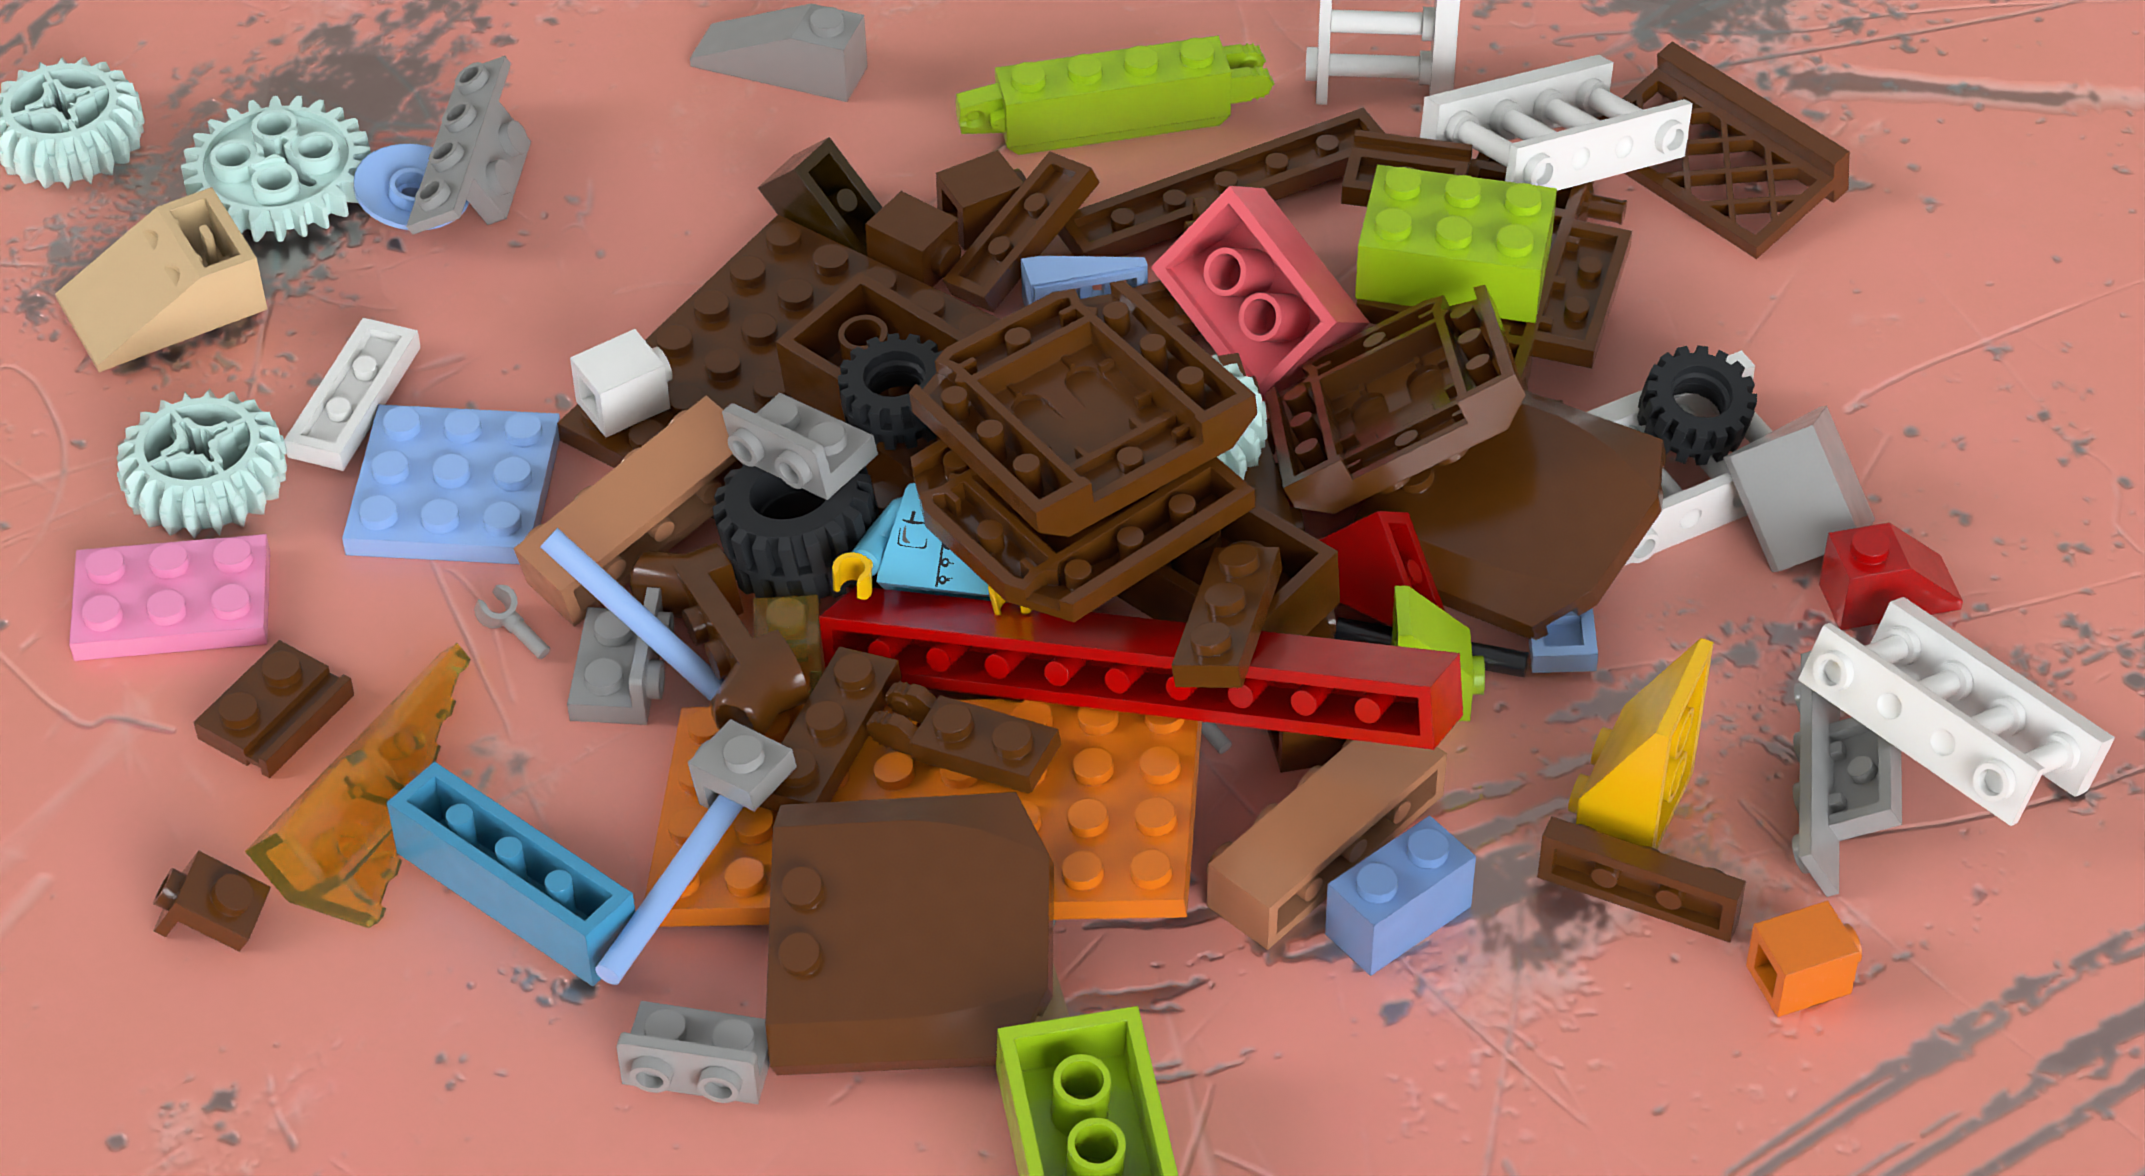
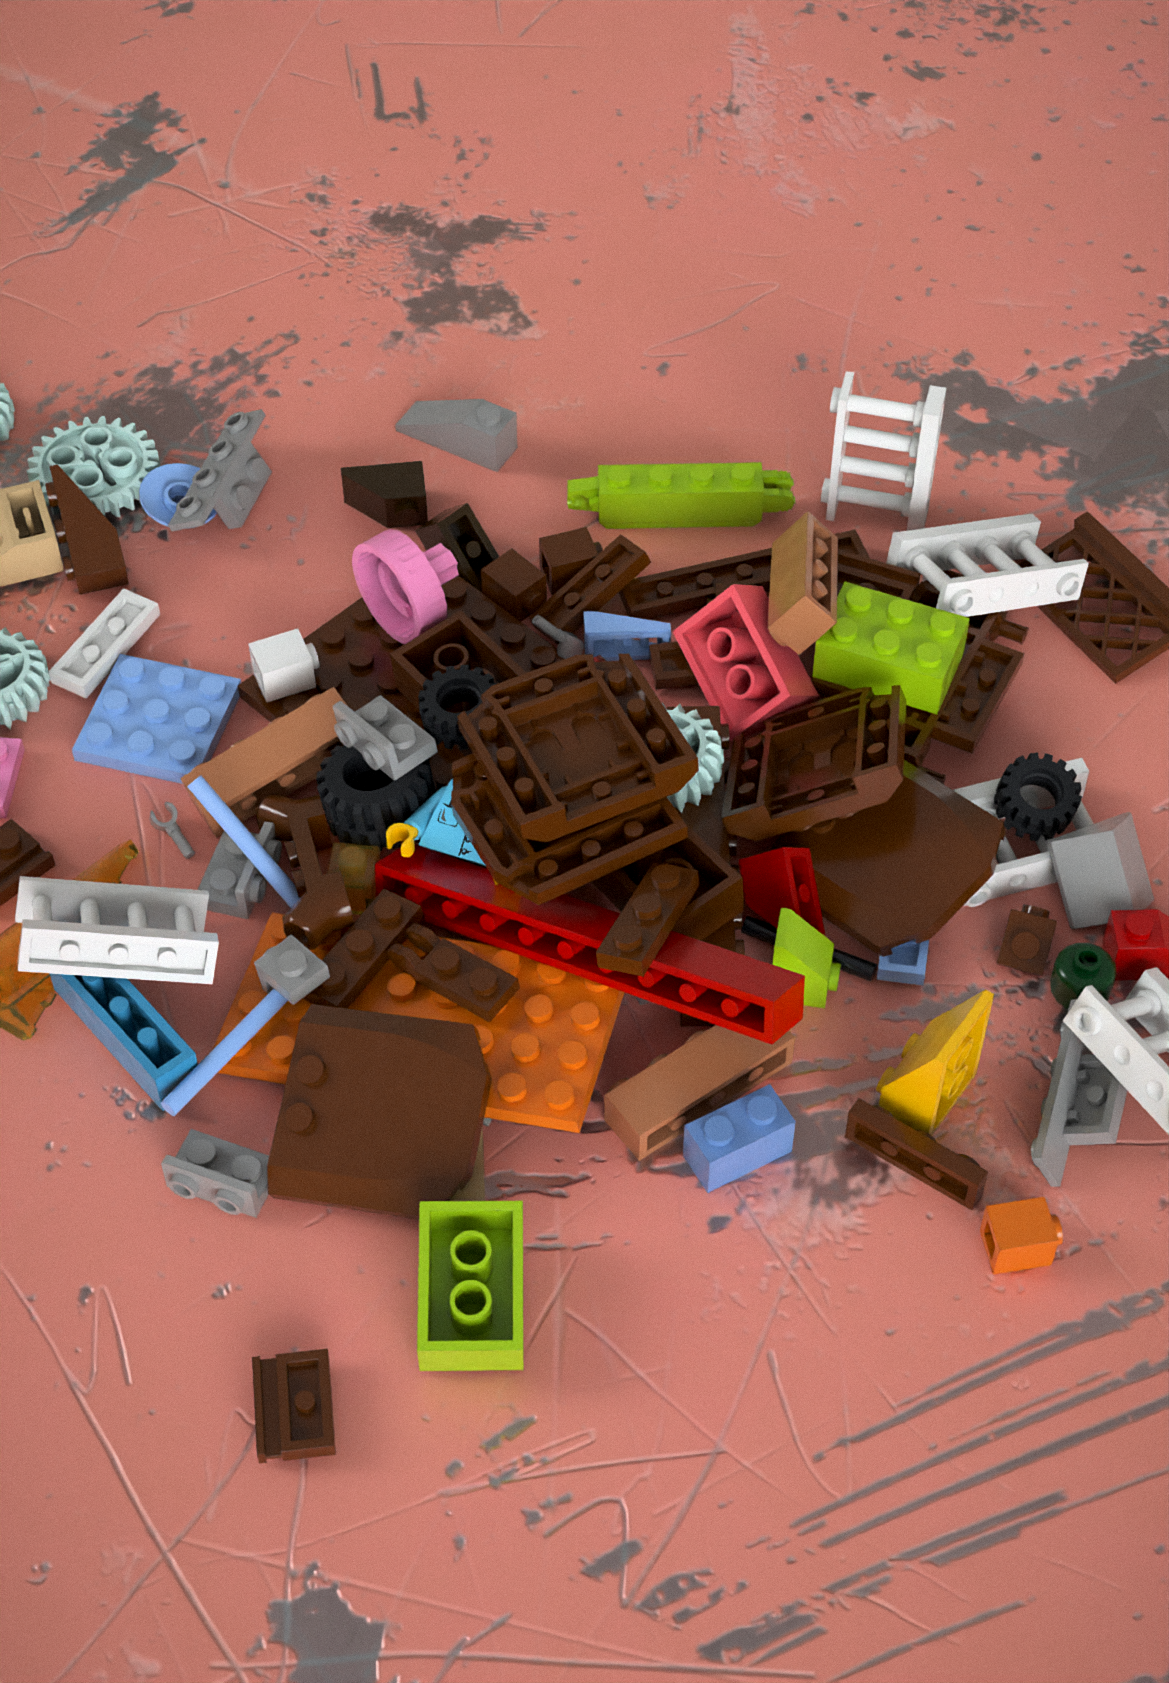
camera: 10 degrees right, 5 degrees up
(302, 258) = (92, 540): none -> reddish brown slope
(478, 753) = (114, 930): none -> white fence
(705, 145) = (387, 492): none -> dark brown slope
(783, 265) = (403, 583): none -> bright pink piece
(1004, 302) = (568, 644): none -> light grey hand
(1320, 177) = (803, 584): none -> nougat brick
(1722, 592) = (1027, 940): none -> reddish brown bracket
(1798, 616) = (1080, 967): none -> dark green head

